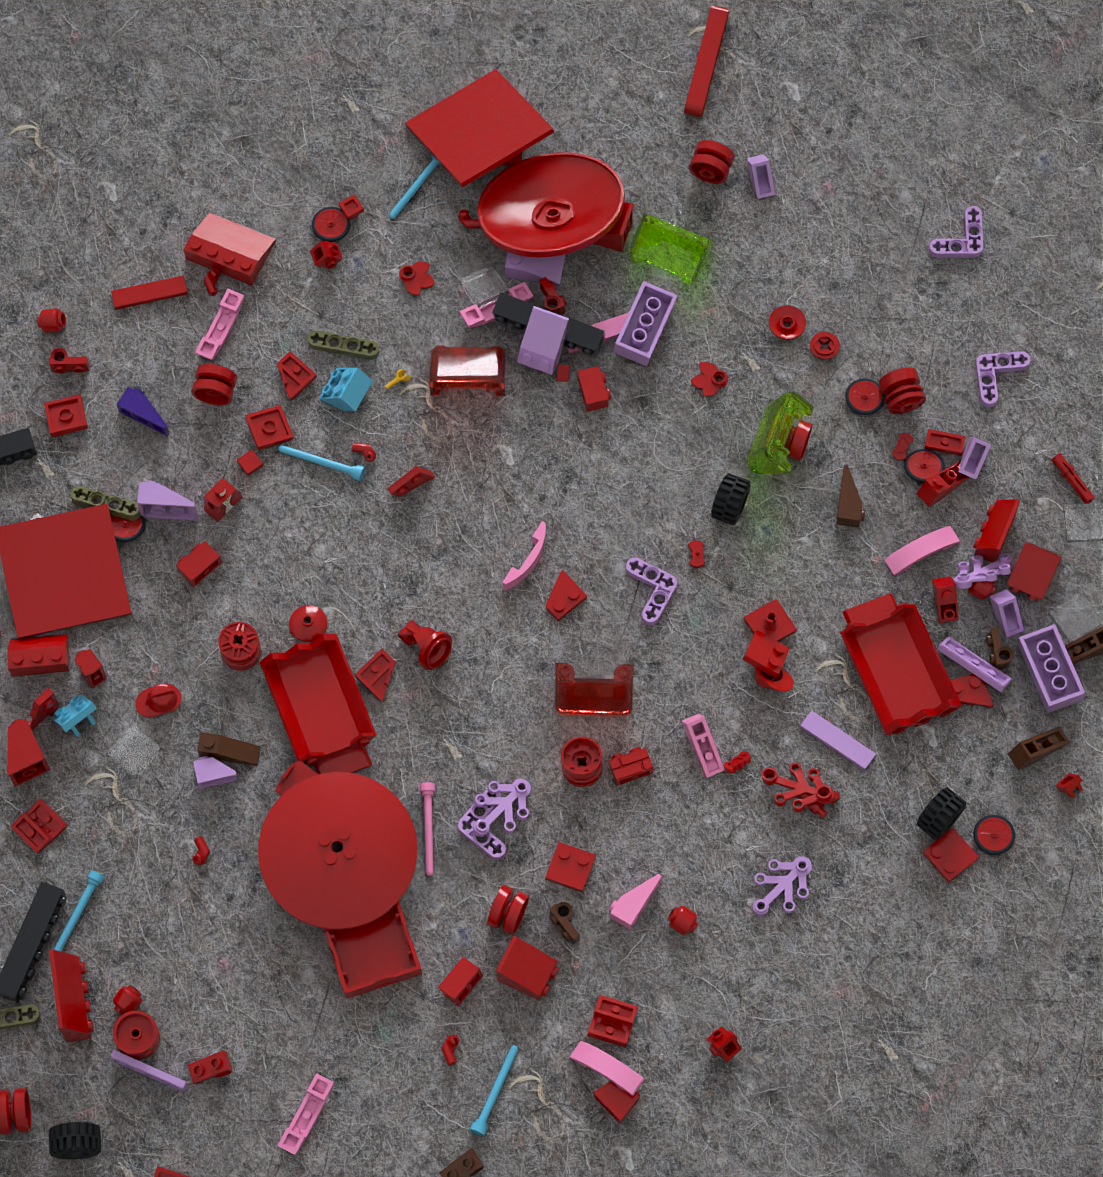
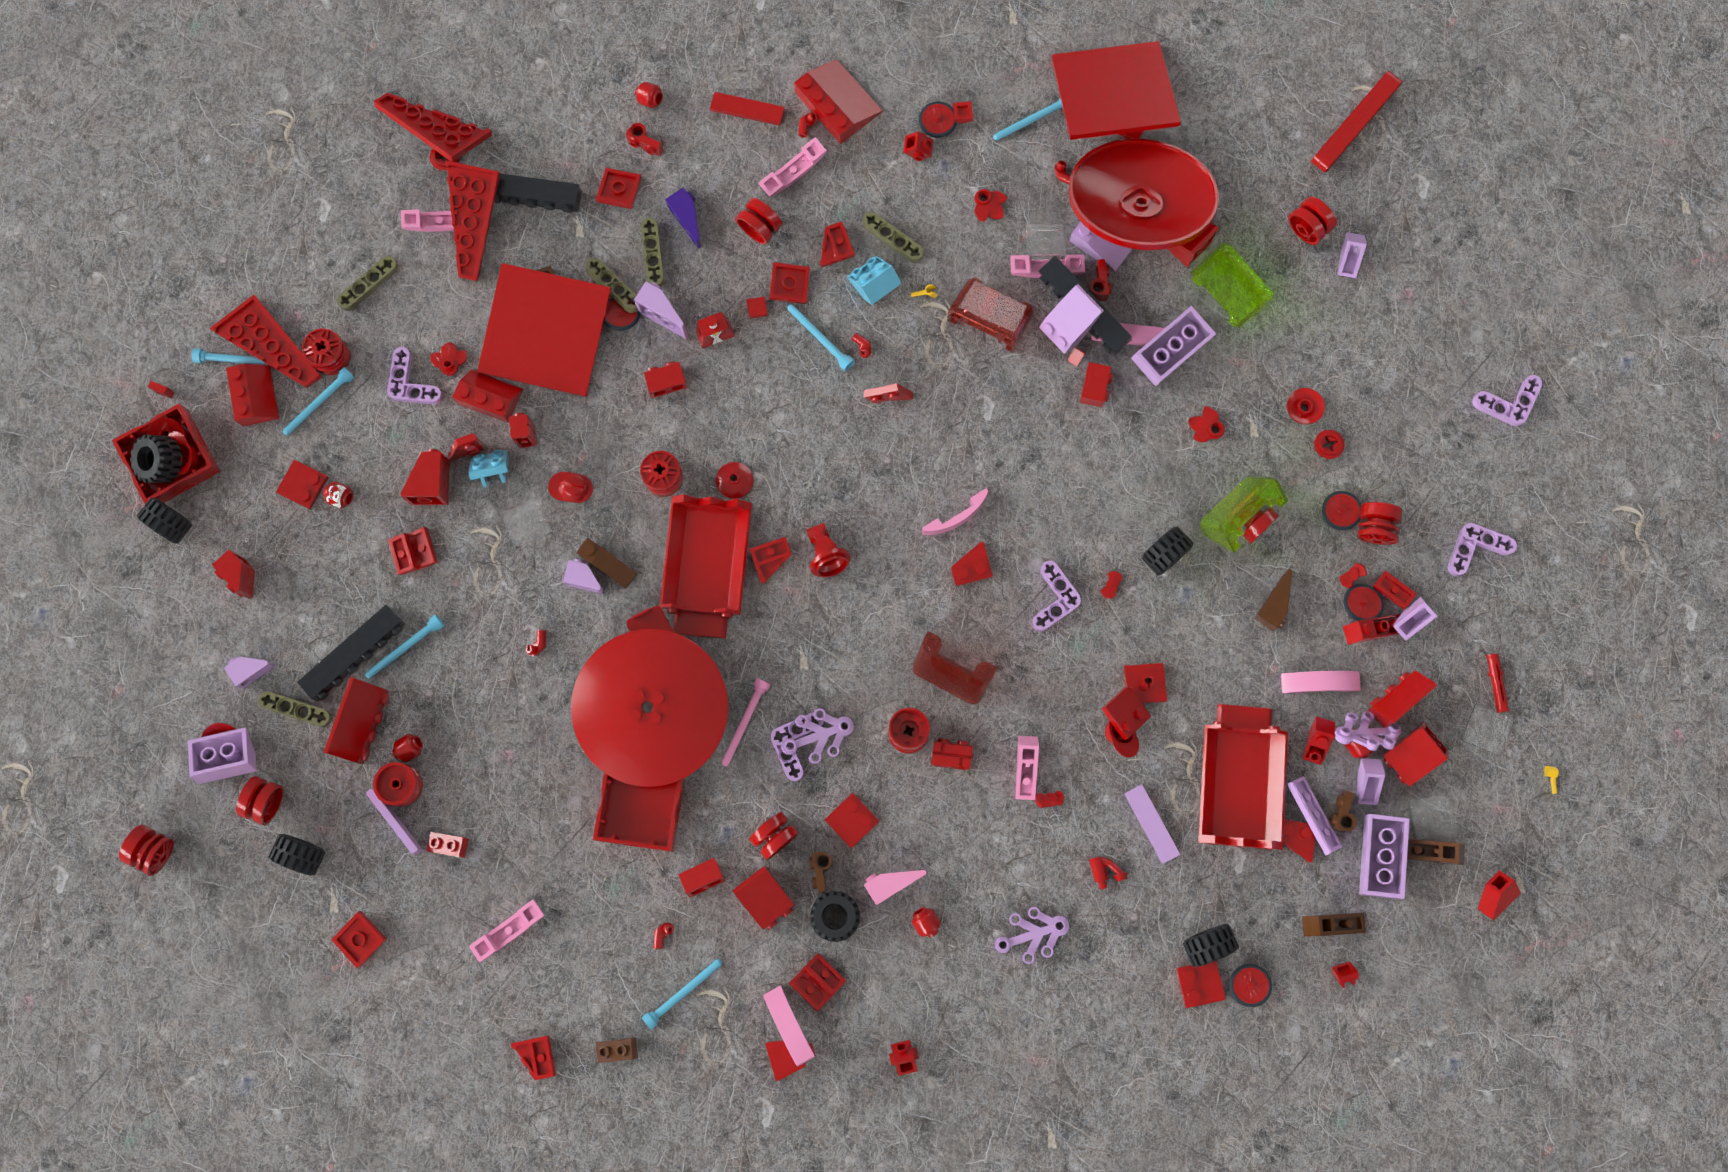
camera: 30 degrees right, 10 degrees up
(125, 459) = (652, 252): none -> olive beam
(599, 970) = (820, 906): none -> black tyre
(799, 788) = (1094, 853): red plant -> none

